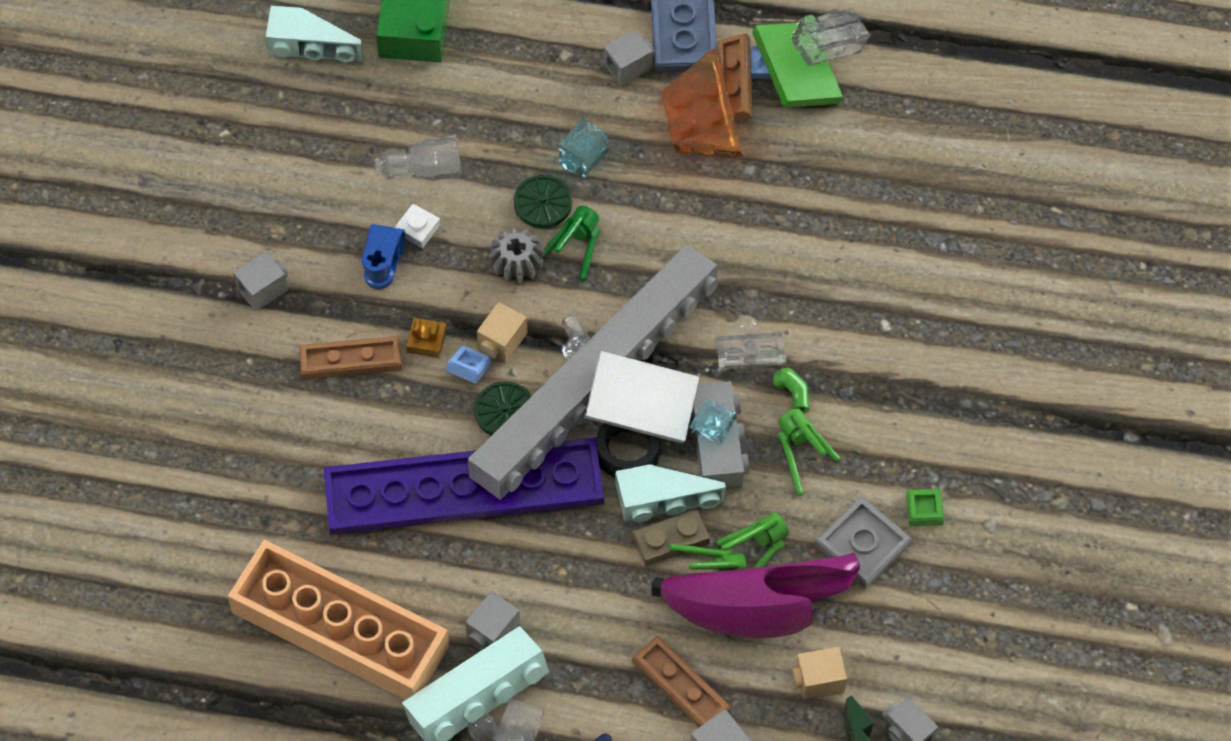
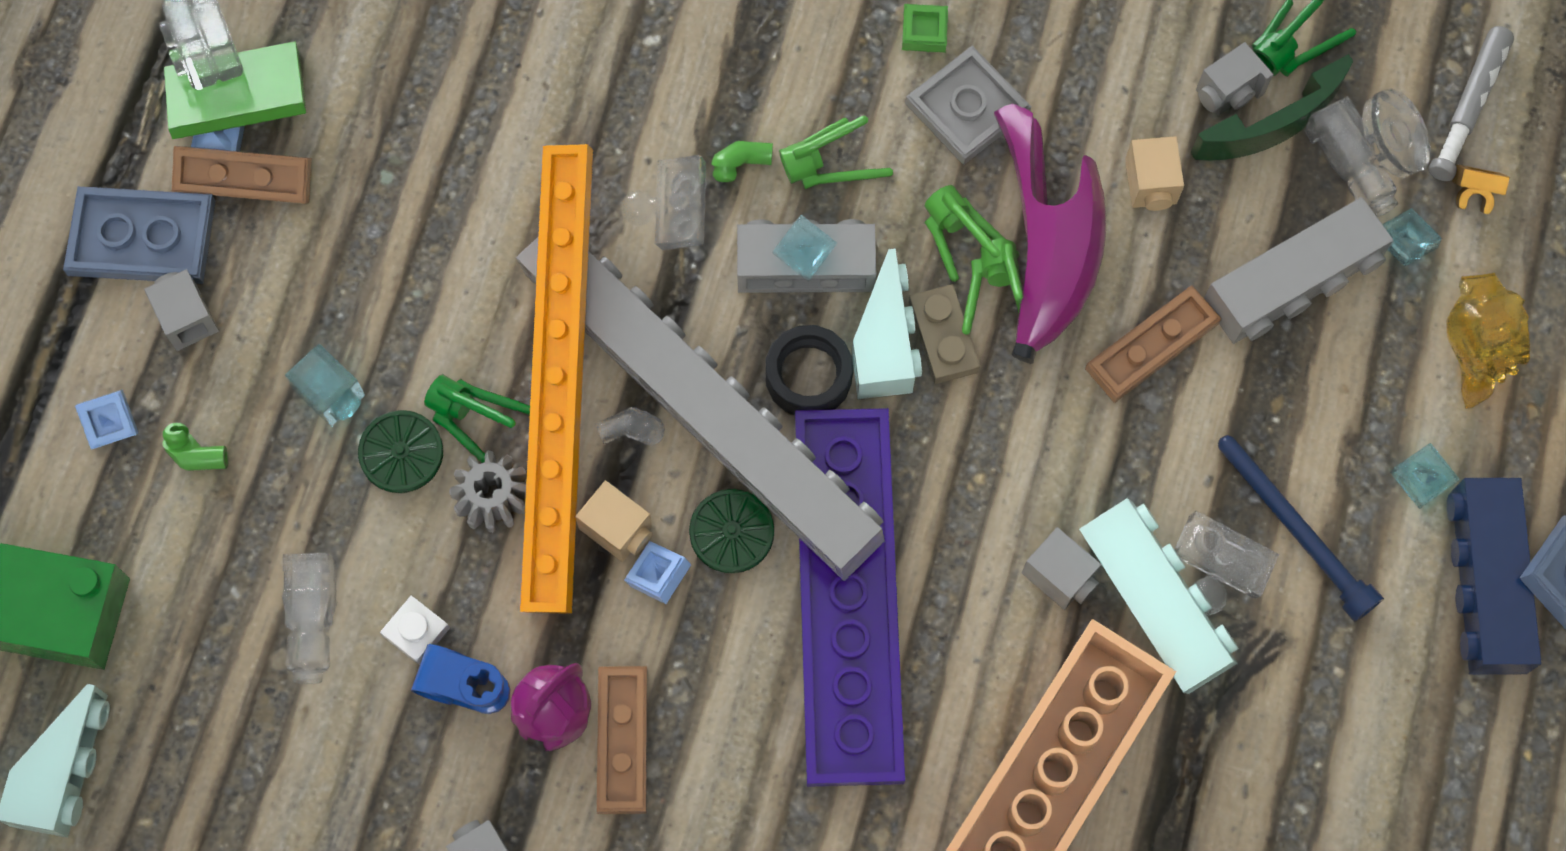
camera: 85 degrees left, 10 degrees up
(367, 307) = (551, 705): none -> magenta helmet
(426, 337) = (603, 630): pearl gold tile -> none
(529, 79) = (188, 453): none -> bright green arm
(546, 28) = (106, 419): none -> light blue tile
(598, 276) = (556, 380): none -> light orange plate
(641, 397) = (759, 335): white tile -> none
(701, 109) = (288, 221): clear orange wing -> none

